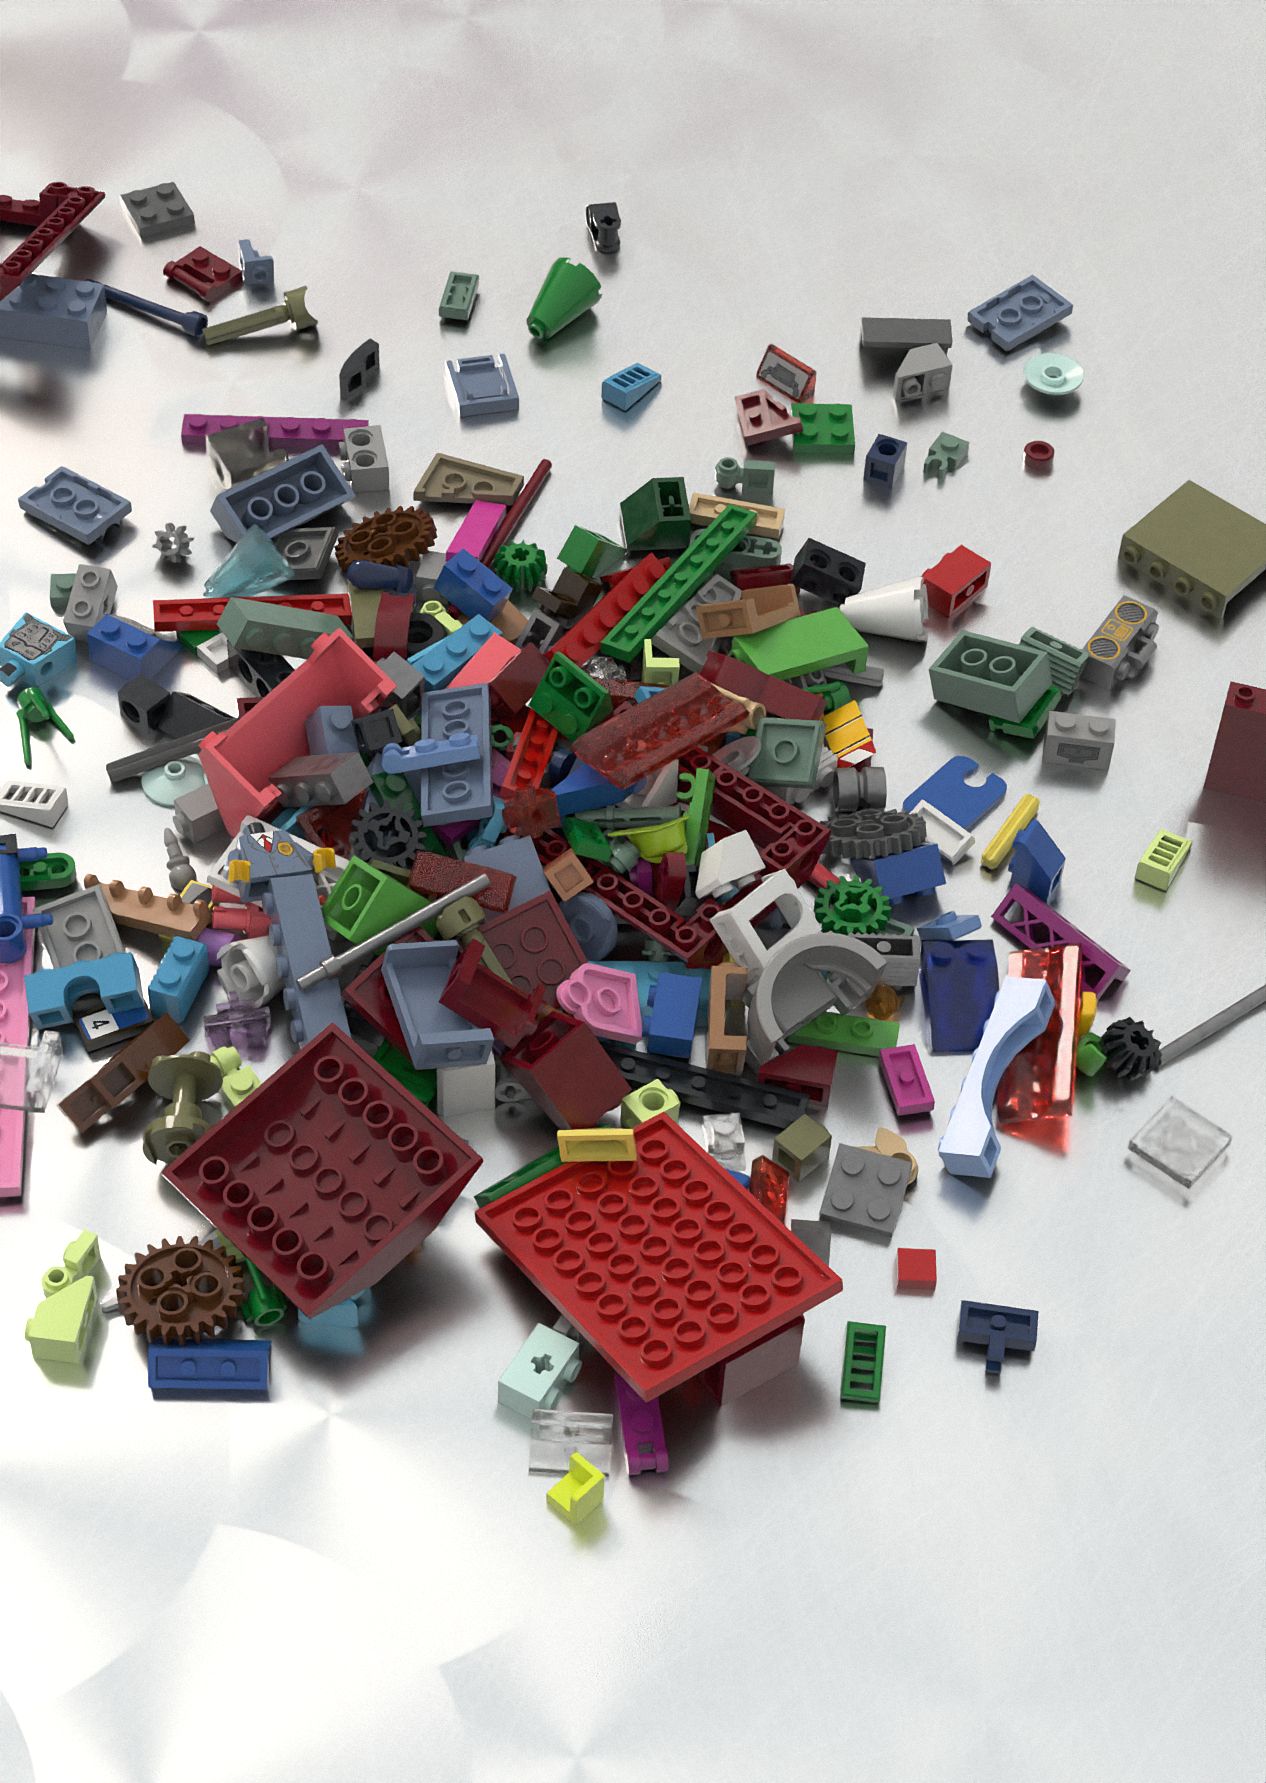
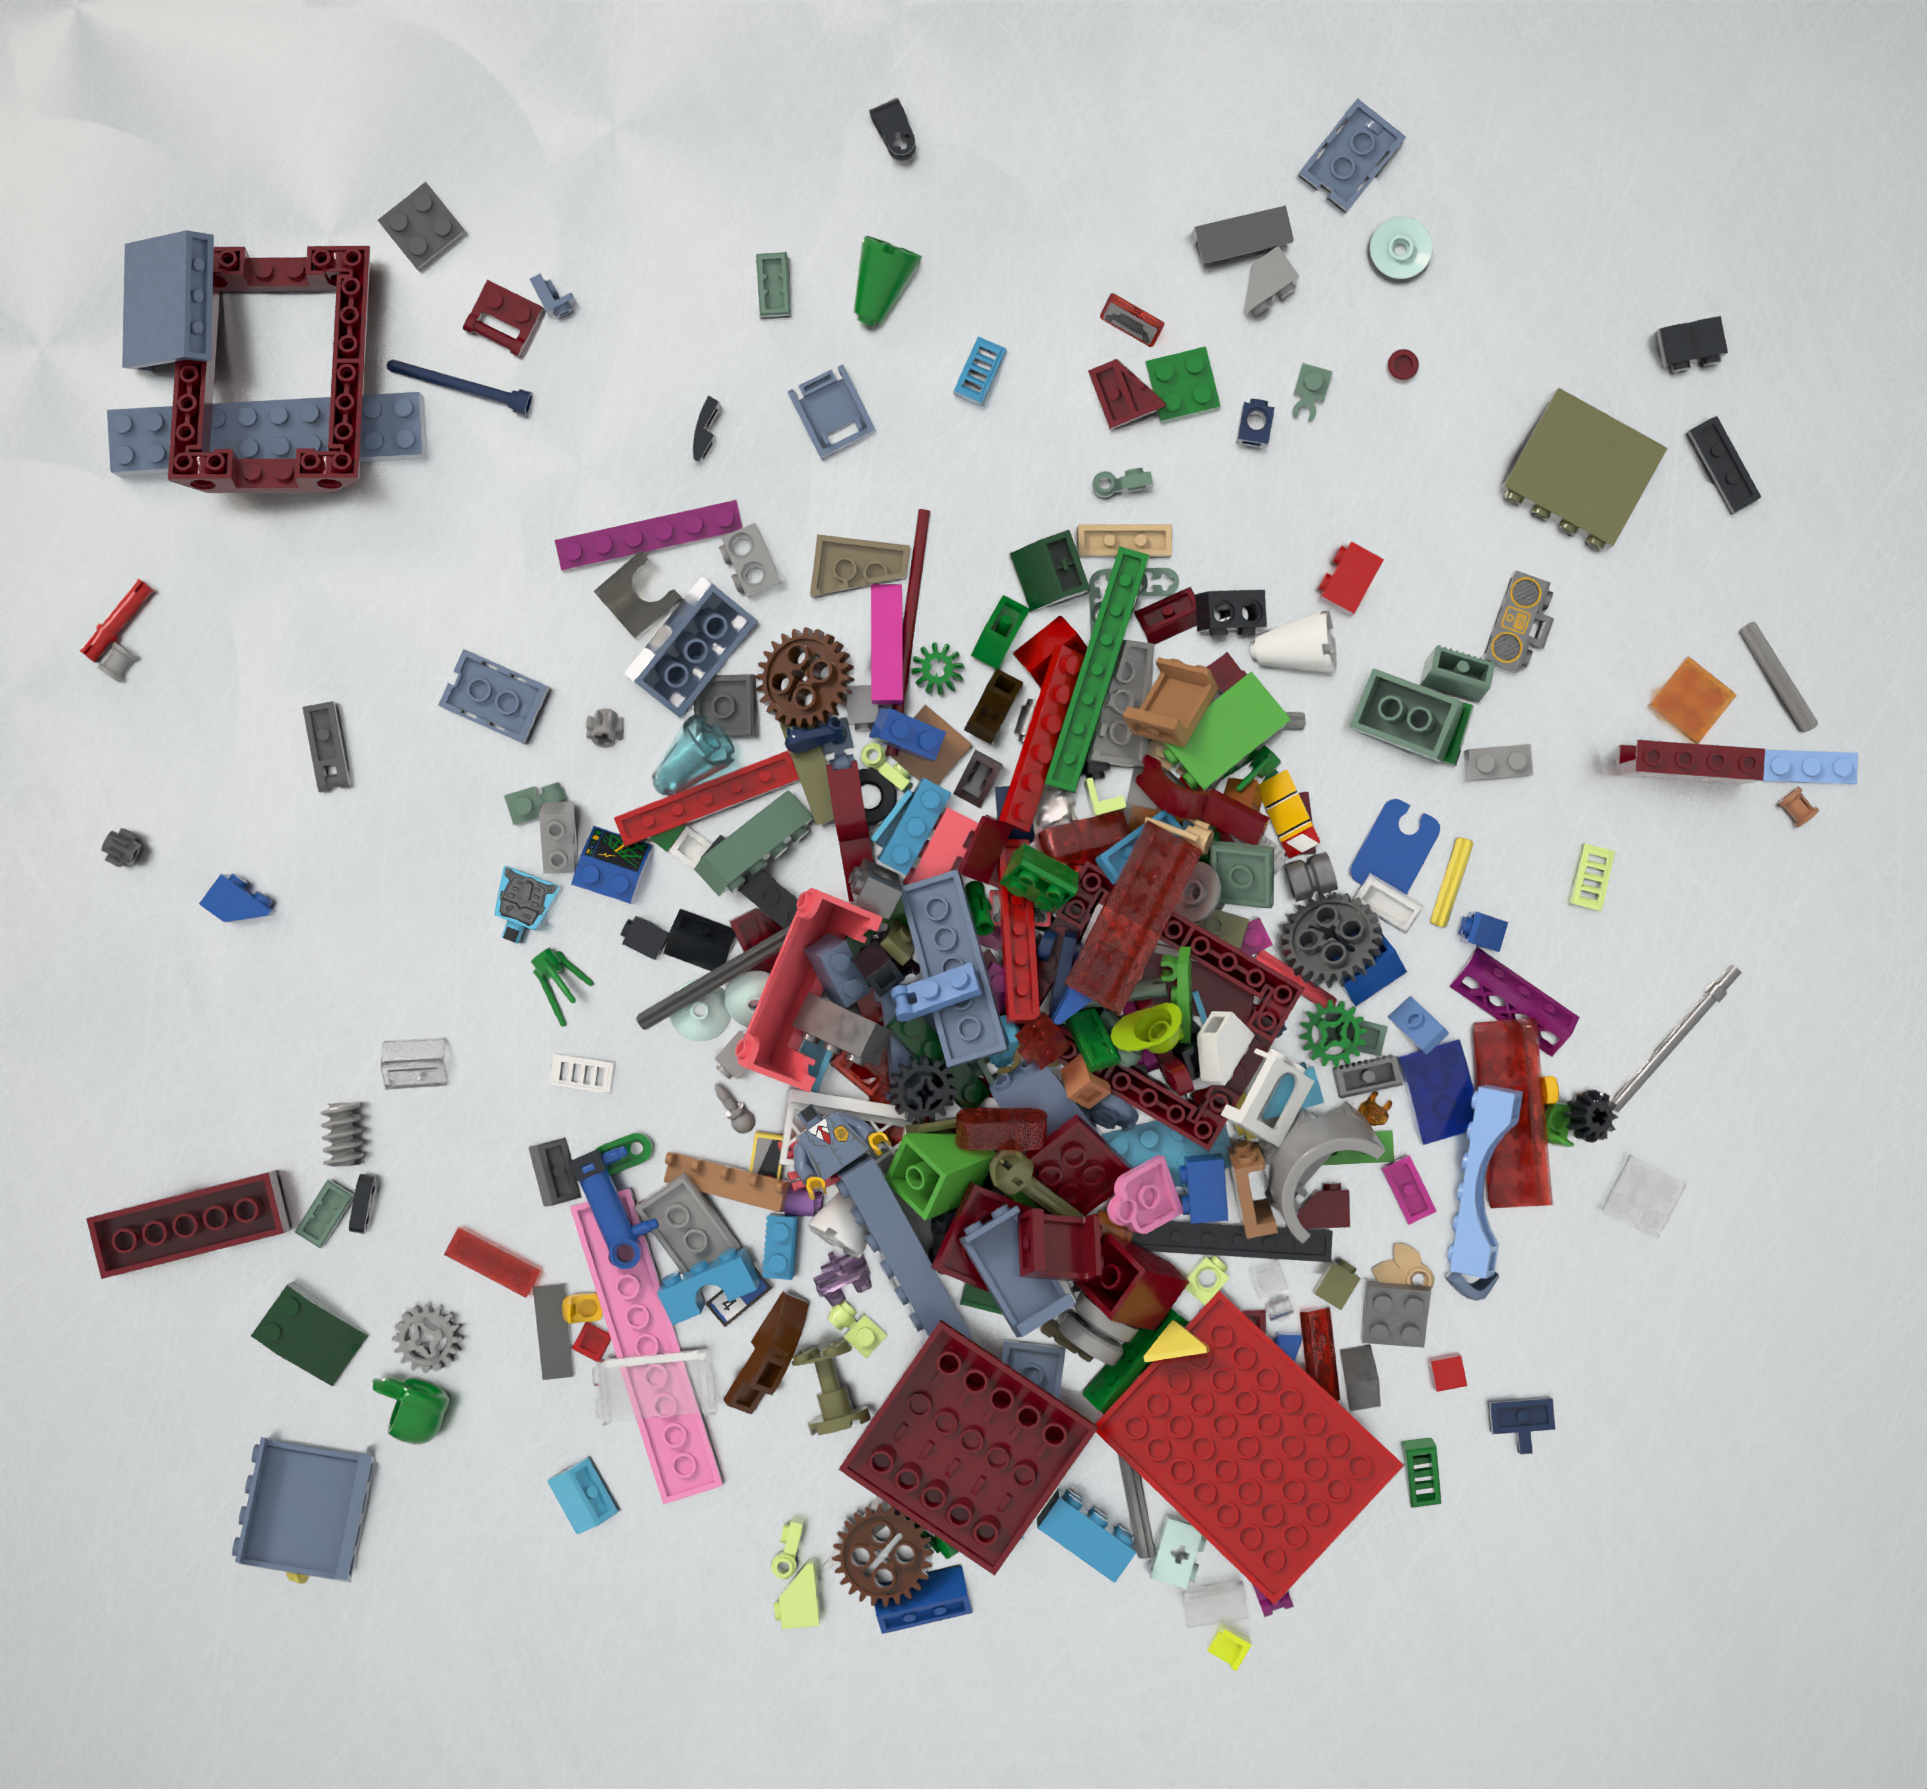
camera: 15 degrees left, 40 degrees up
(292, 311) = (617, 363): olive piece -> none
(333, 966) = (919, 1247): flat silver bar -> none
(434, 1318) = (1087, 1534): none -> dark azure brick
(491, 1154) = (1051, 1329): none -> dark tan axle
(504, 1315) = (1137, 1510): none -> light grey axle
(513, 1114) = (1095, 1331): none -> light grey wheel
(956, 1184) = (1474, 1291): none -> sand blue hair

